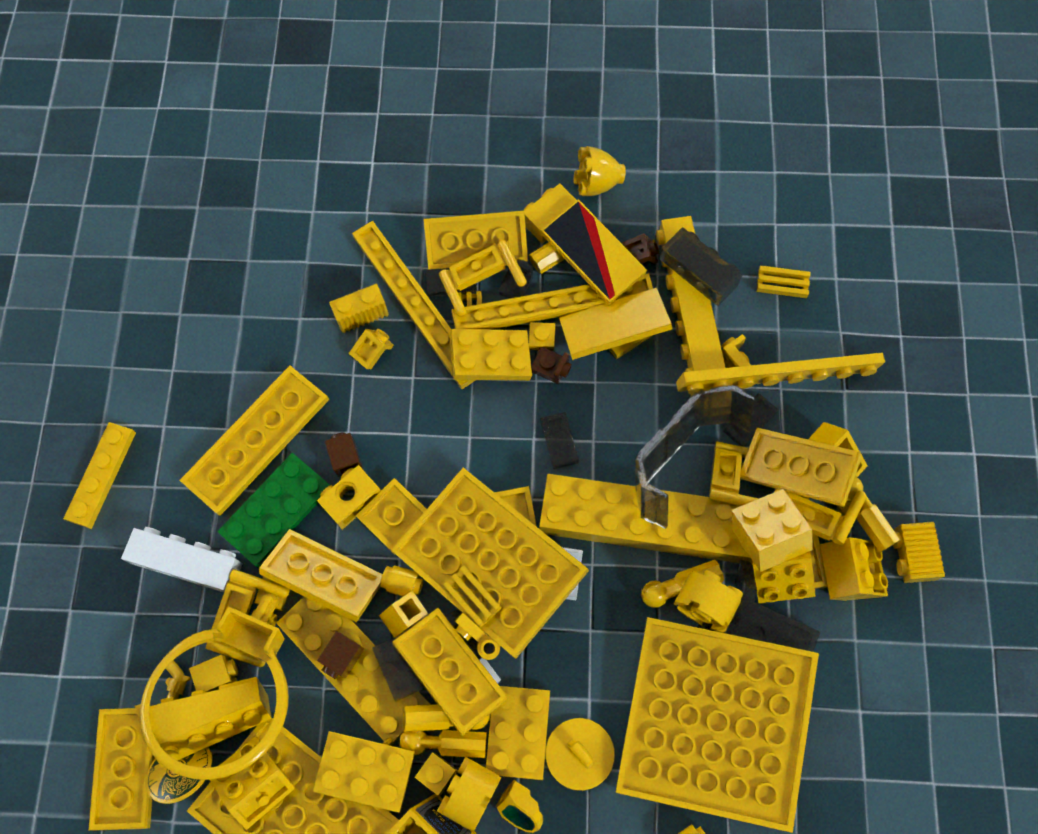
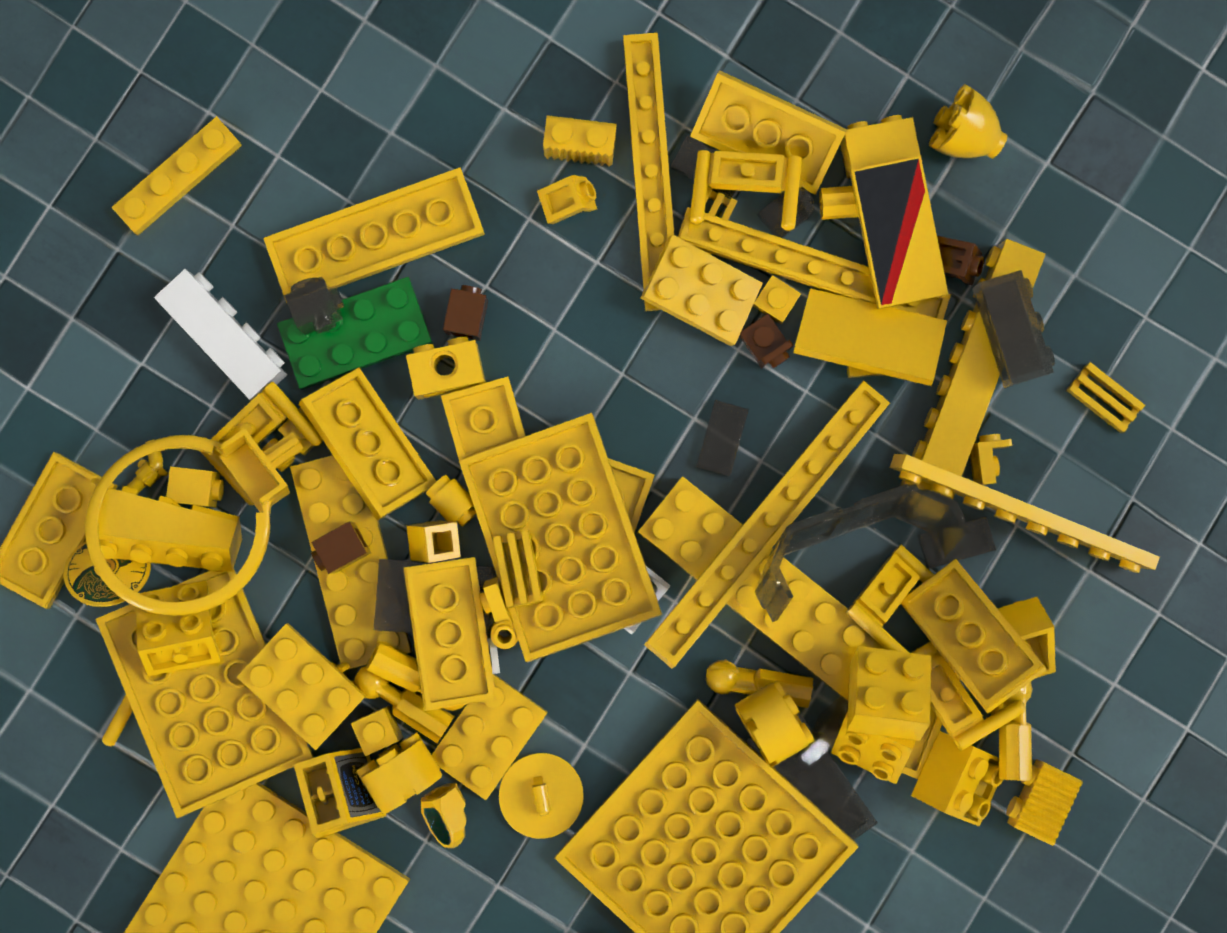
camera: 20 degrees right, 15 degrees up
(237, 502) = (314, 305): none -> clear smoke brick
(620, 477) = (766, 525): none -> yellow plate

